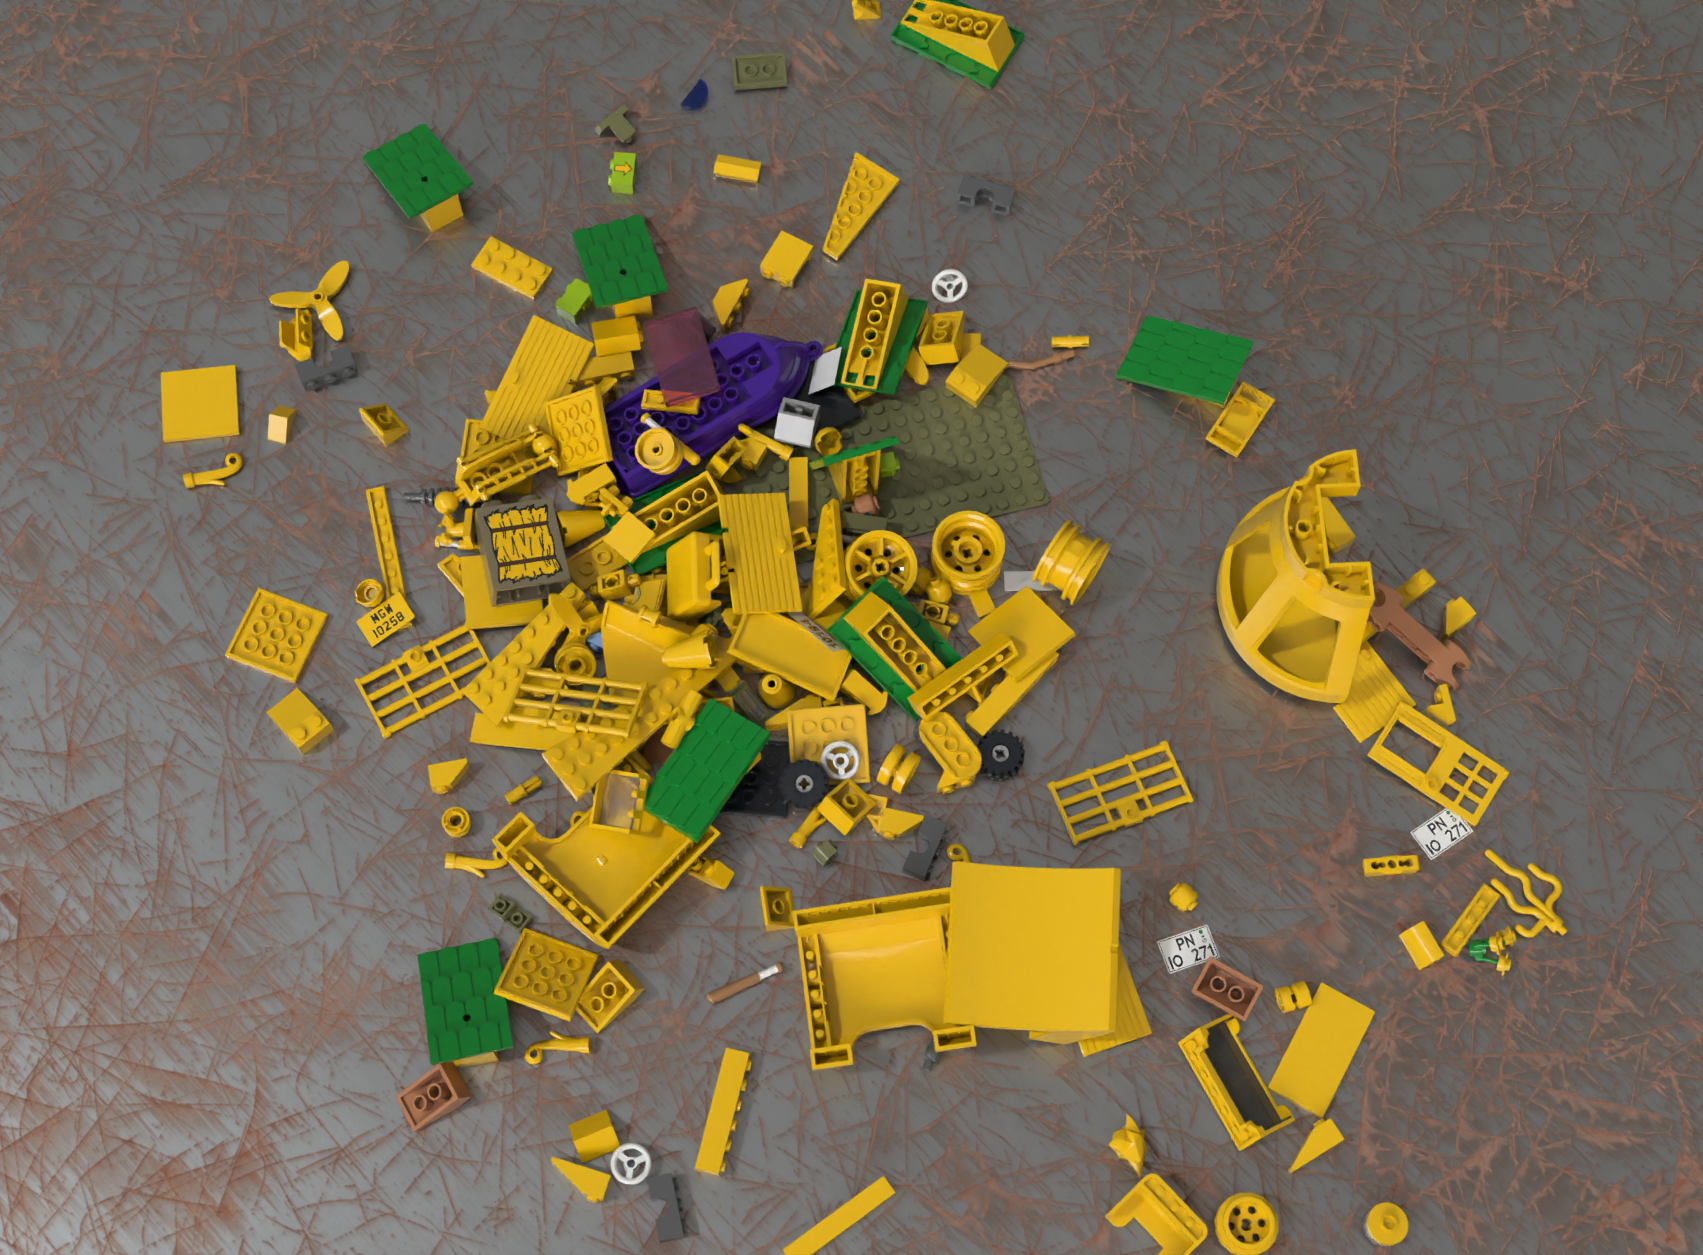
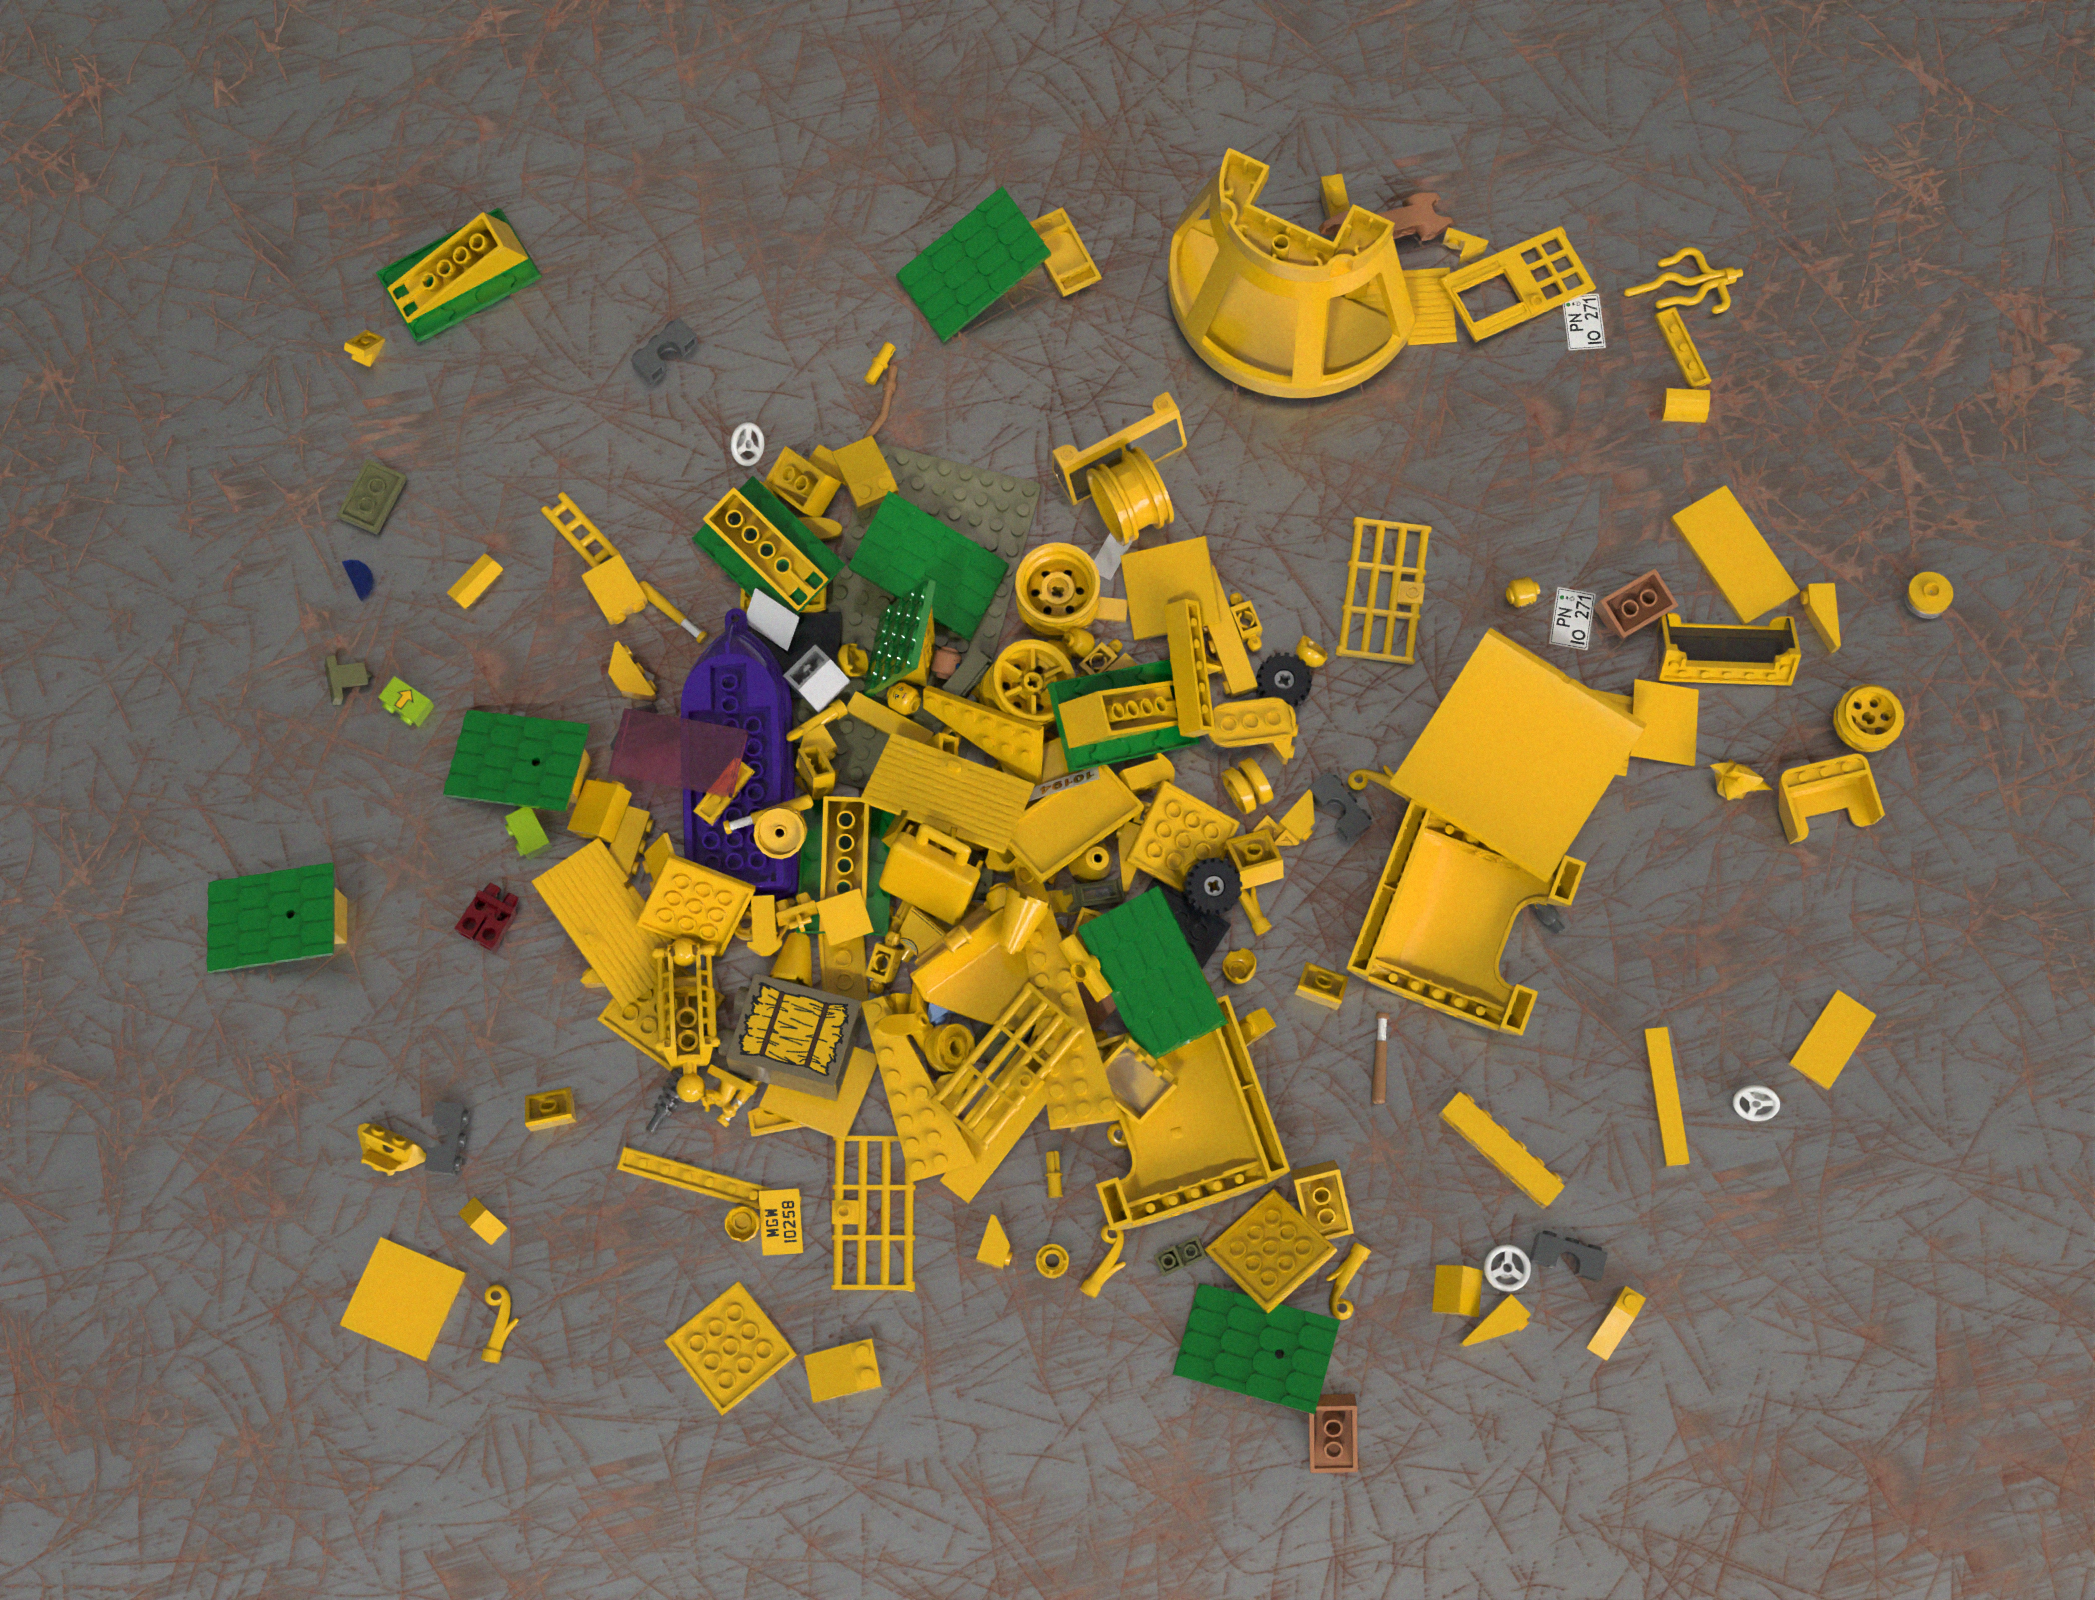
camera: 60 degrees left, 5 degrees up
(319, 299) = (377, 1105): yellow piece -> none
(497, 308) = (488, 918): none -> dark red hips
(512, 268) = (445, 879): yellow plate -> none
(756, 839) = (1239, 966): none -> yellow hair
(796, 296) = (671, 611): none -> yellow piece
(820, 492) = (903, 698): none -> yellow head
(825, 852) = (1290, 906): olive plate -> none
(826, 210) = (580, 518): none -> yellow bar
(852, 751) = (1211, 832): white piece -> none
(860, 199) = (588, 474): yellow wing -> none
(931, 452) = (913, 547): none -> green piece
(1020, 709) = (1253, 634): none -> yellow piece
(1035, 762) = (1310, 652): none -> yellow hair
(1127, 554) = (1156, 434): none -> windscreen
(1145, 1064) = (1670, 722): none -> yellow piece
(1299, 993) = (1674, 548): yellow wheel -> none
(1395, 860) = (1592, 380): yellow piece -> none
(1455, 616) = (1383, 179): yellow slope -> none
(1496, 944) = (1715, 356): plant -> none

